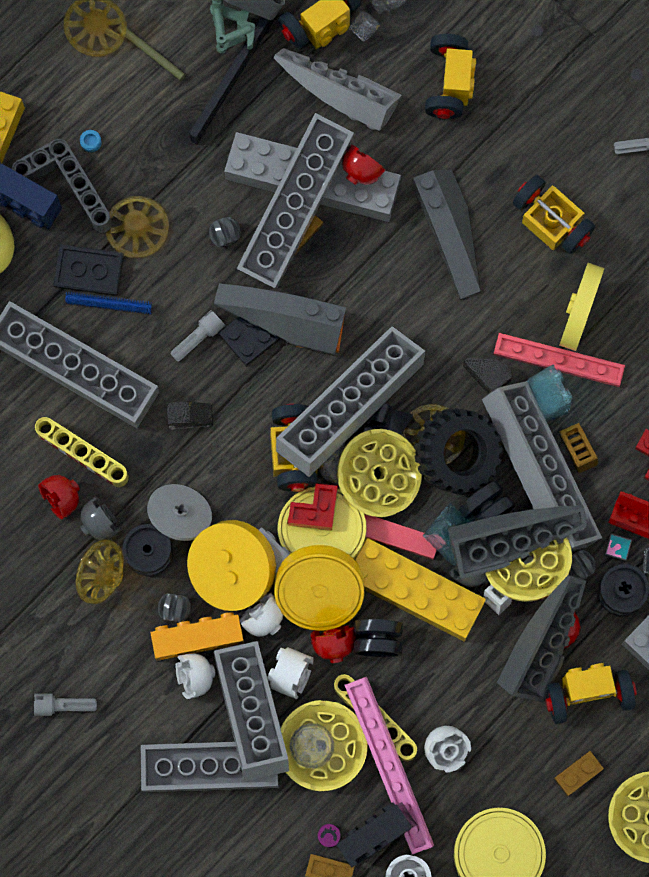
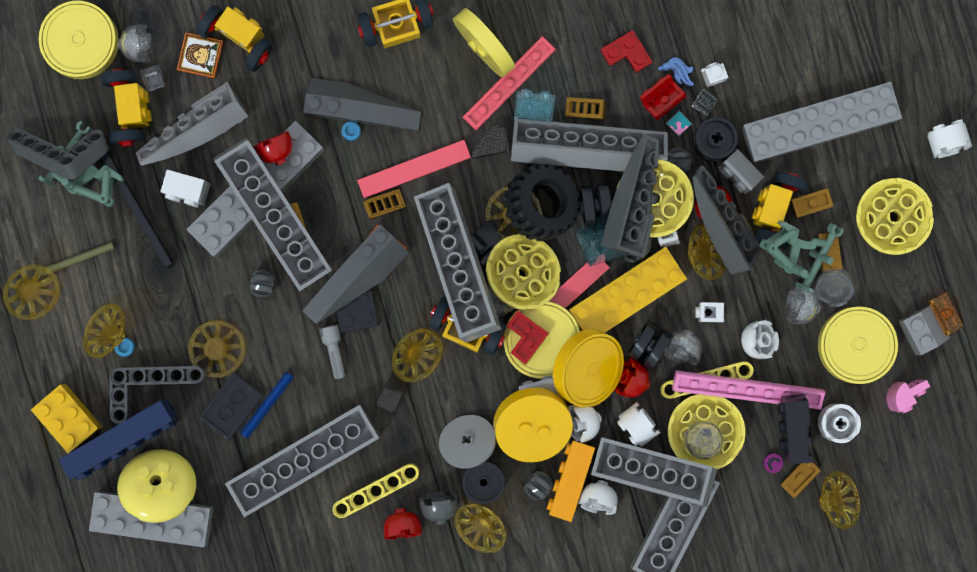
camera: 65 degrees left, 10 degrees up
(97, 119) = (110, 331): none -> clear yellow wheel
(237, 412) = (413, 352): none -> clear yellow wheel
(274, 110) = (186, 188): none -> white brick
(373, 300) = (379, 213): none -> pearl gold slope
(395, 675) = (684, 347): none -> clear cylinder
(411, 57) = (200, 55): none -> tile
(420, 315) = (414, 169): none -> coral tile
(422, 236) = (351, 131): none -> dark azure tile
(446, 692) = (717, 312): none -> white brick
(500, 641) = (701, 254): none -> clear yellow wheel
(506, 773) = (802, 306): none -> clear cylinder
(540, 733) = (789, 264): none -> sand green piece
(544, 794) = (834, 287): none -> clear cylinder
(606, 635) = (740, 172): none -> light grey slope
(617, 726) = (811, 203): none -> pearl gold plate

